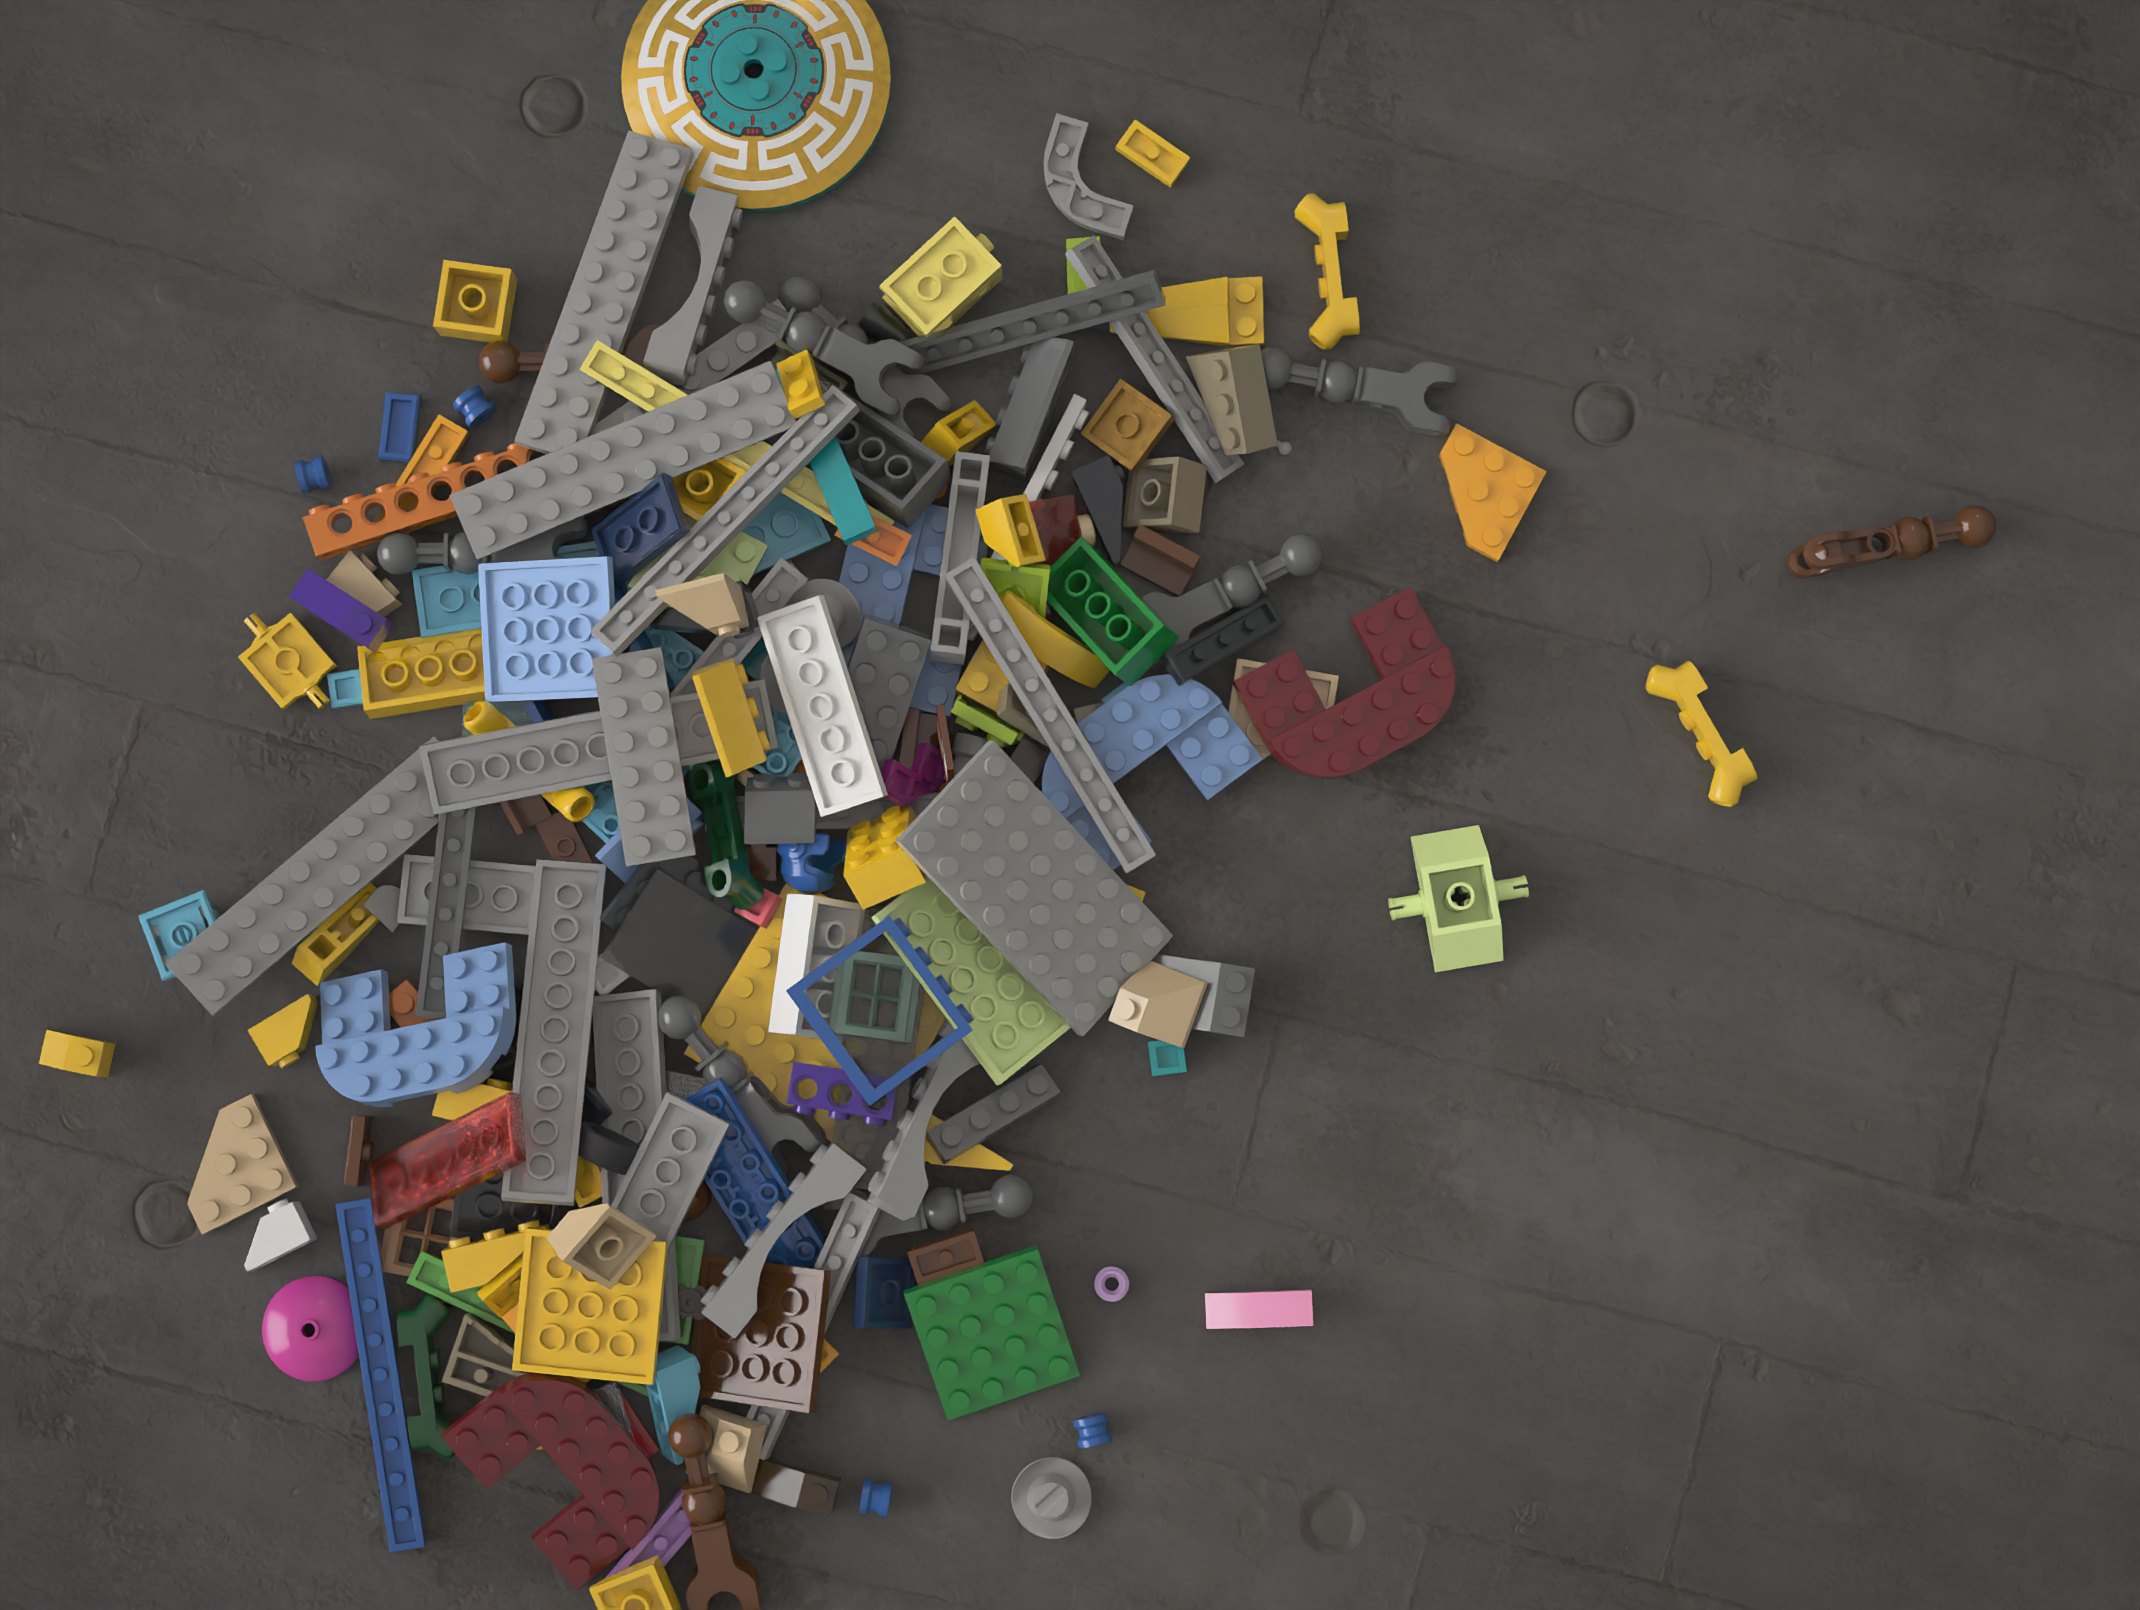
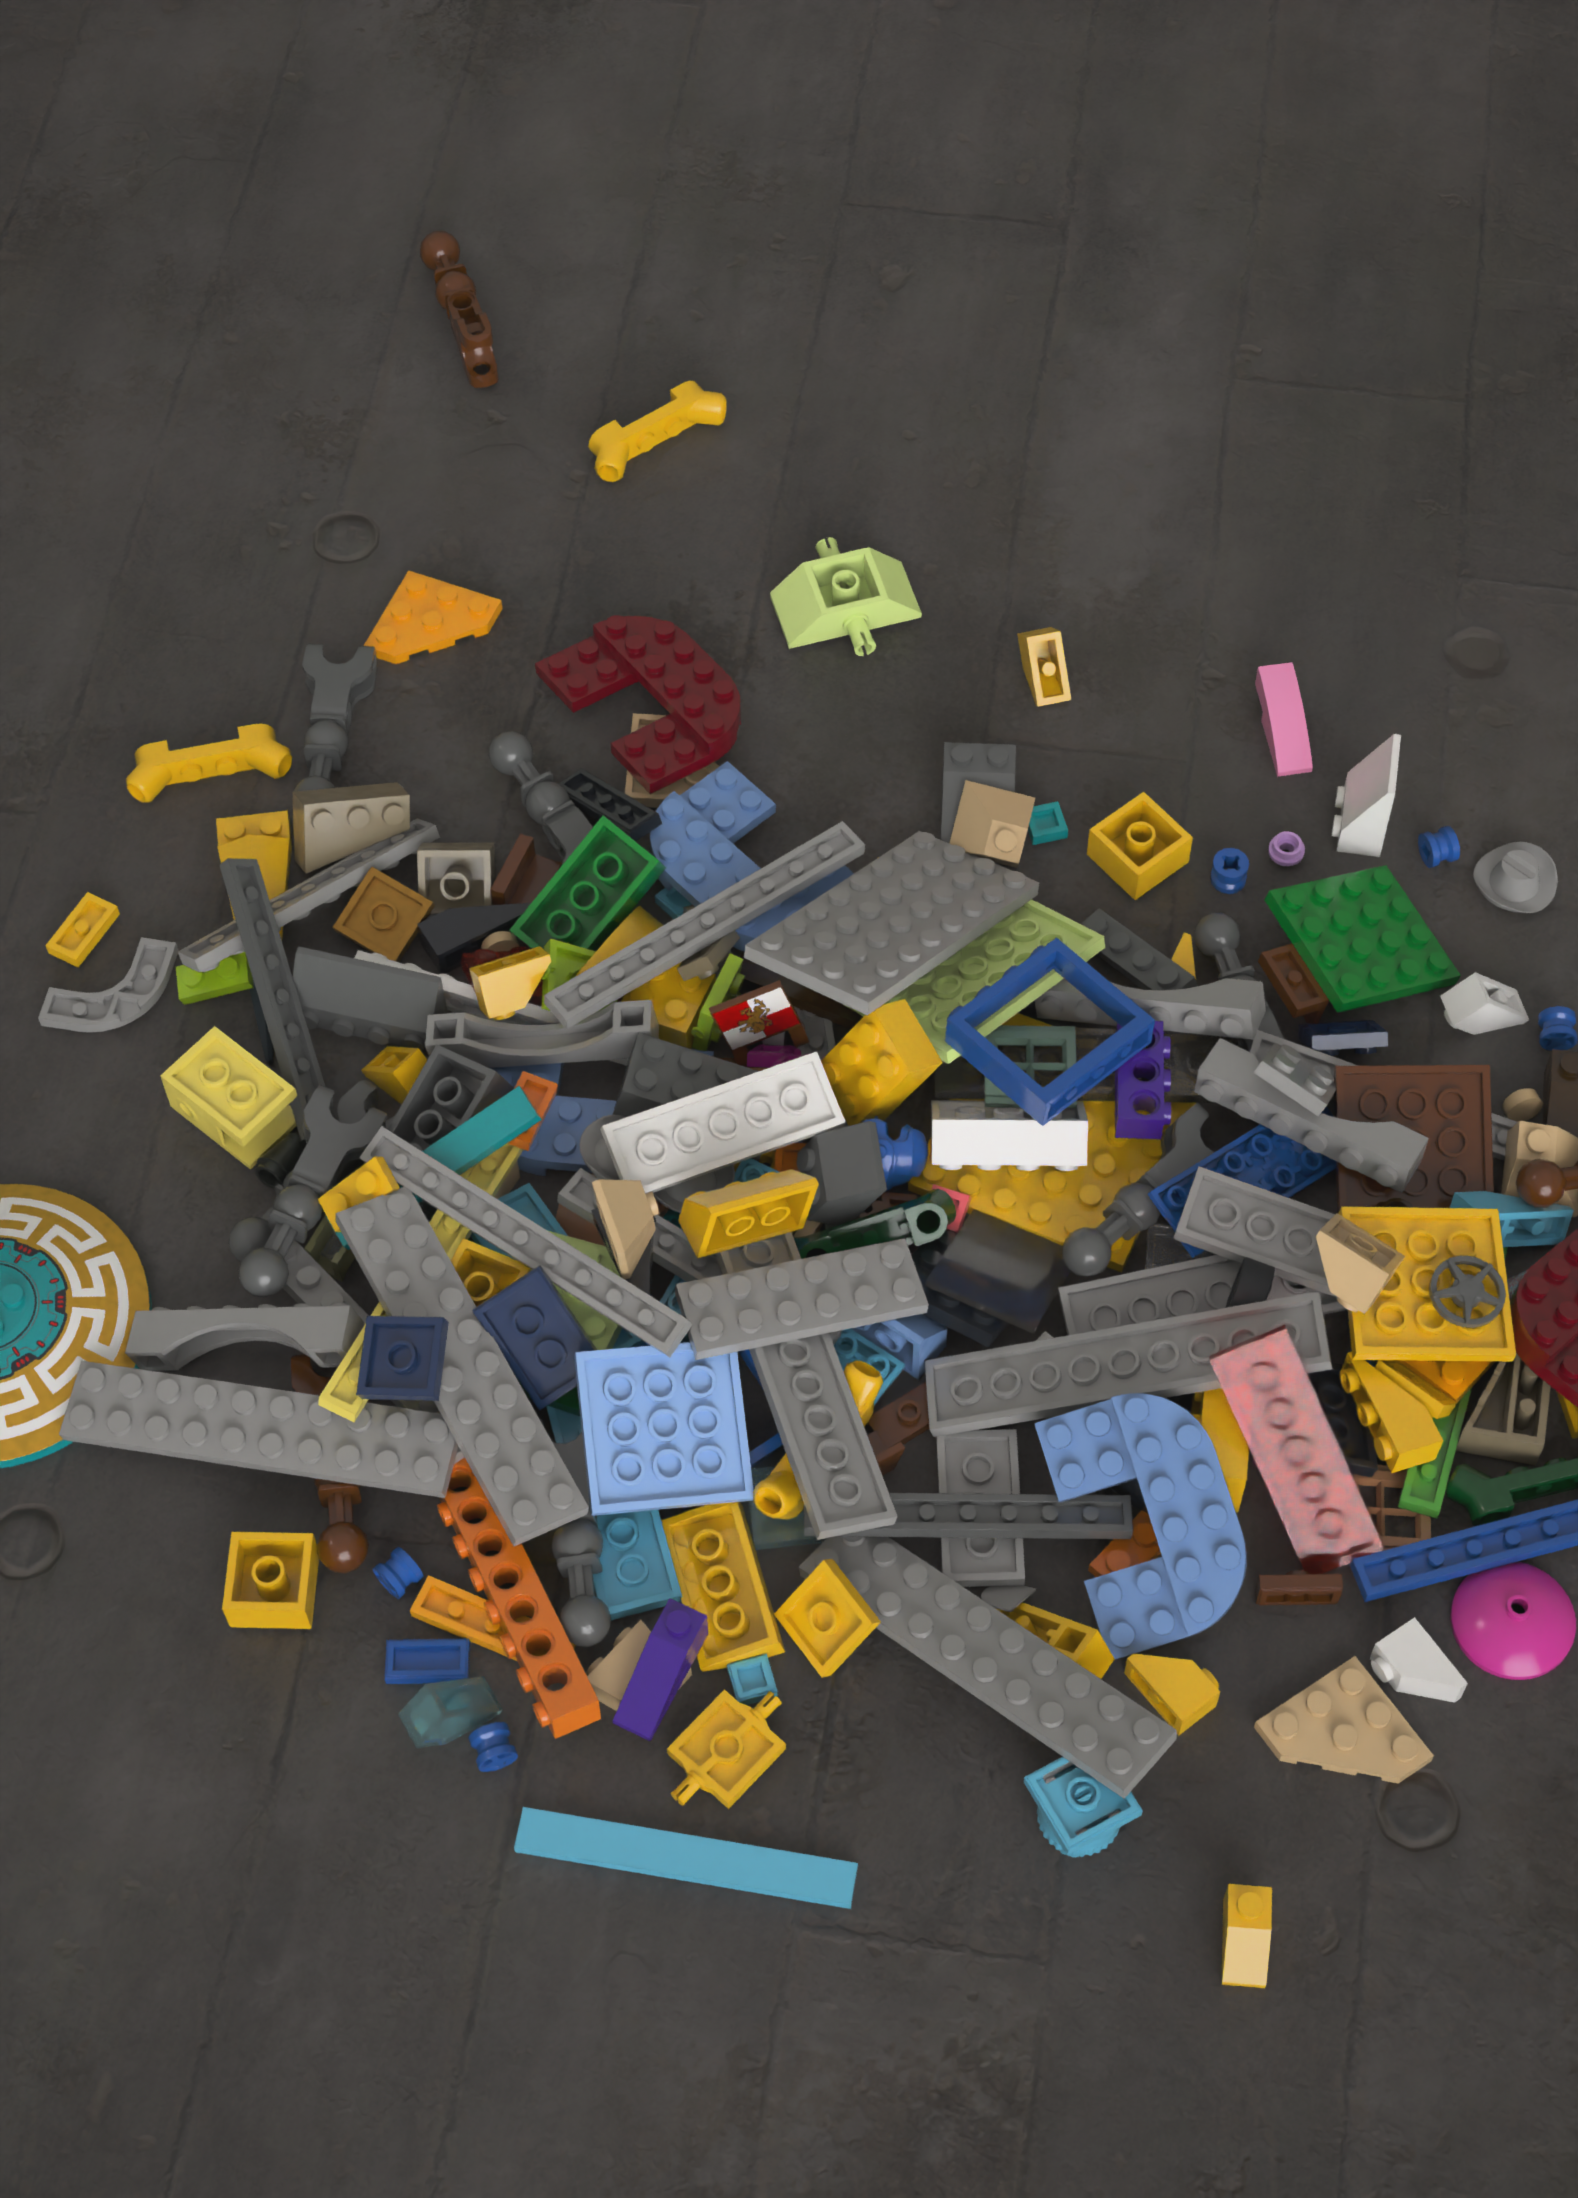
camera: 95 degrees left, 25 degrees down
(205, 621) = (686, 1857): none -> medium azure tile
(348, 442) = (448, 1710): none -> clear light blue slope
(380, 753) = (827, 1618): none -> yellow plate
(571, 1338) = (1467, 1291): none -> dark grey wheel
(615, 409) = (402, 1358): none -> dark blue plate
(799, 1446) = (1522, 1105): none -> tan tile
(810, 1230) = (1297, 1079): none -> light grey plate
(908, 1434) = (1482, 1005): none -> white slope
(1093, 1226) = (1229, 880): none -> blue wheel
(1121, 1140) = (1139, 845): none -> yellow brick
(1139, 1365) = (1367, 801): none -> white slope
(1354, 1083) = (1045, 665): none -> yellow slope

